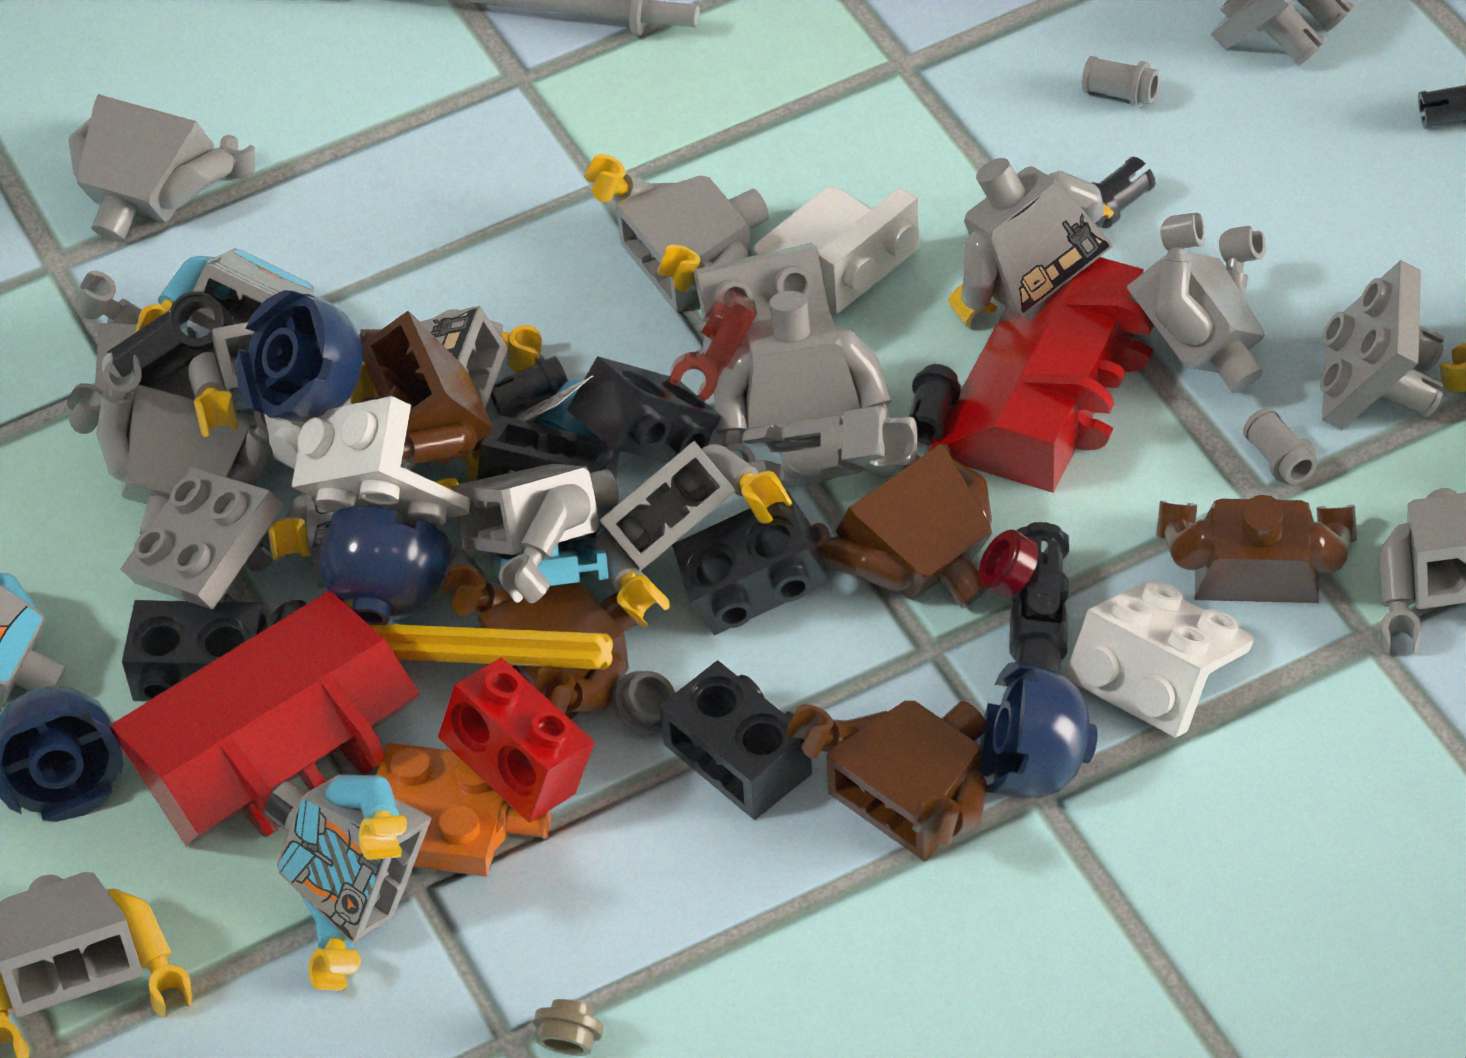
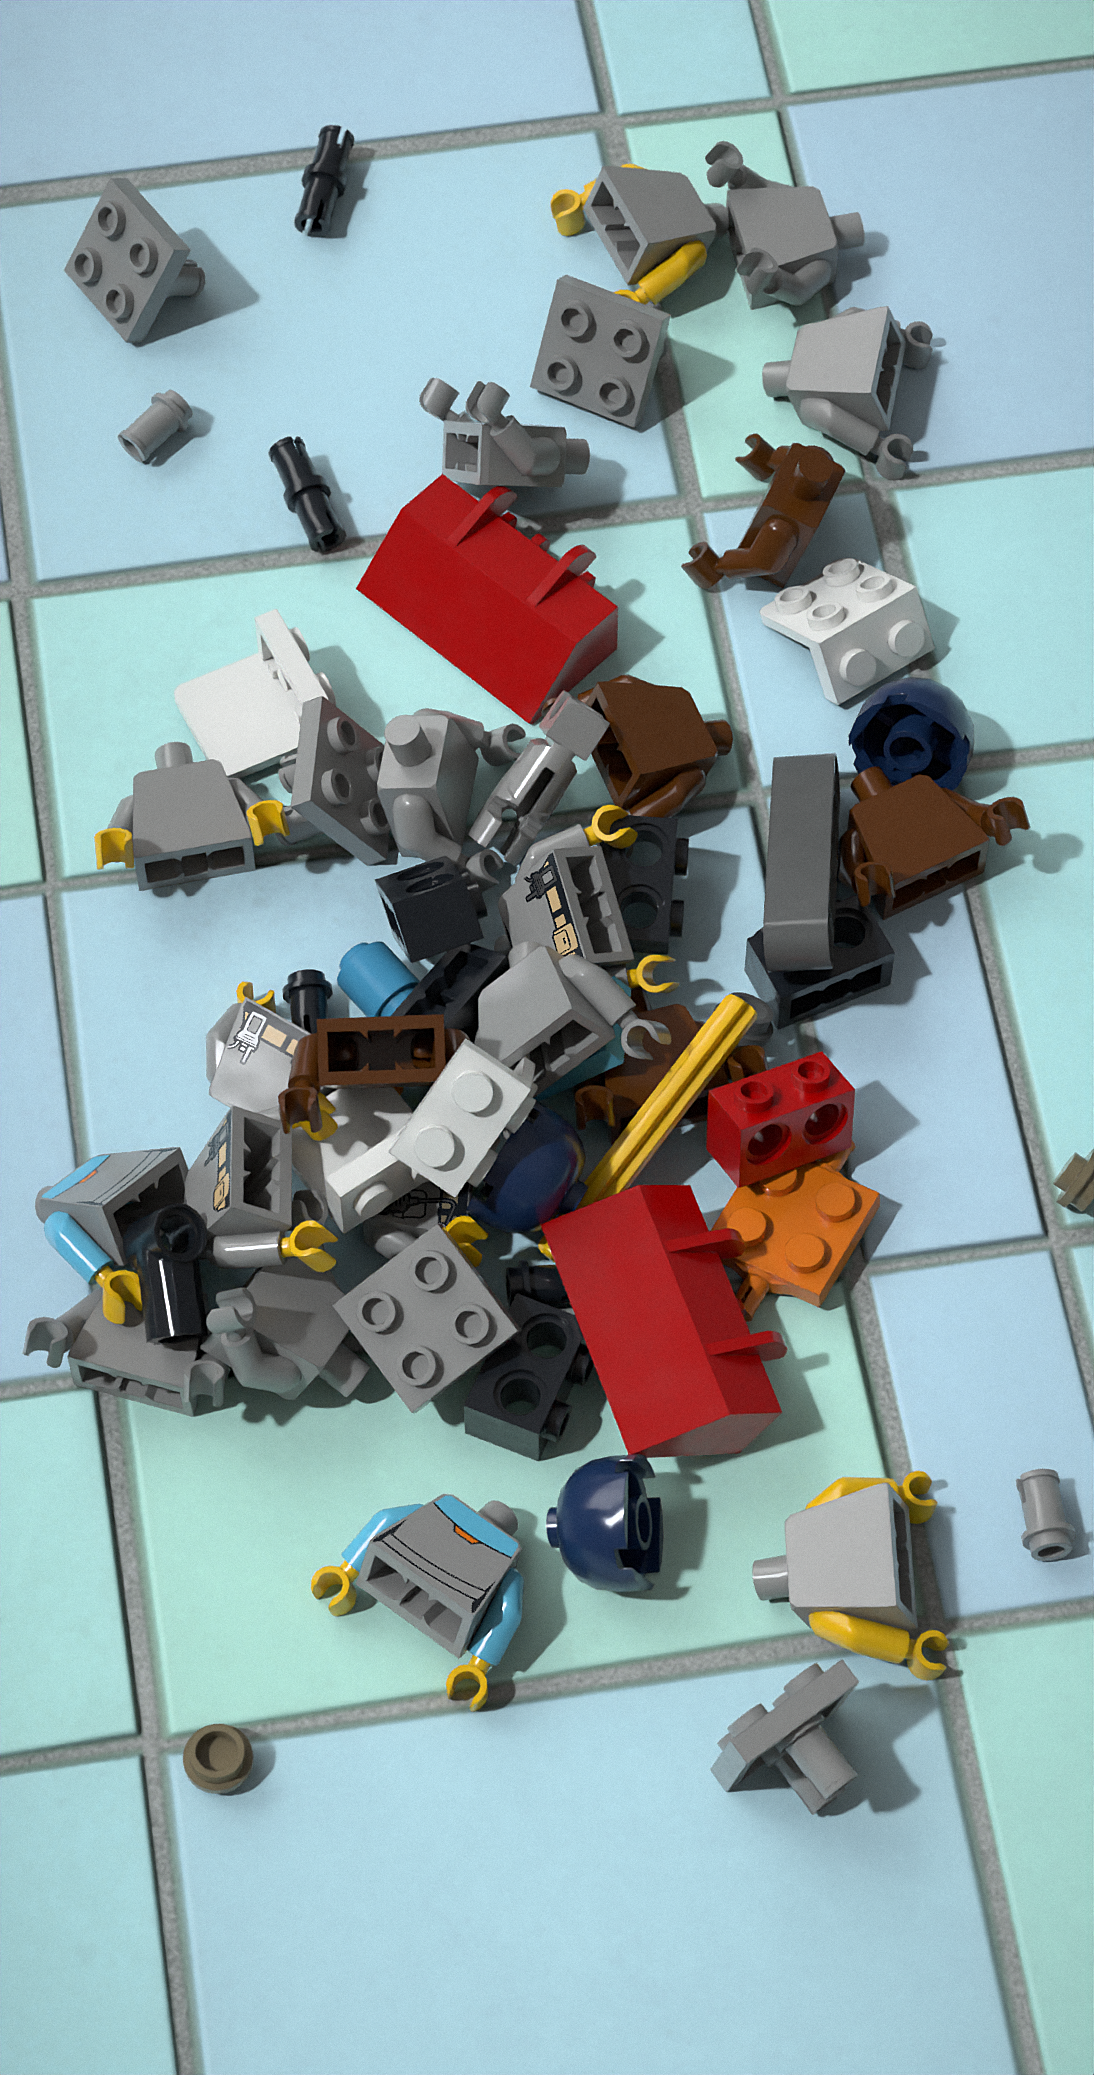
camera: 75 degrees left, 10 degrees up
(299, 358) = (353, 1152): dark blue cylinder -> none
(348, 860) = (864, 1289): torso -> none
(549, 403) = (393, 974): white sticker -> none
(724, 330) = (383, 809): clear red plate -> none
(830, 668) = (802, 863): none -> dark grey beam
(934, 392) = (485, 695): black pin -> none
(1008, 563) = (724, 690): dark red tile -> none
(1027, 238) = (383, 544): light grey torso -> none
(1039, 610) = (764, 694): black piece -> none
(1289, 457) = (658, 463): light grey pin -> none

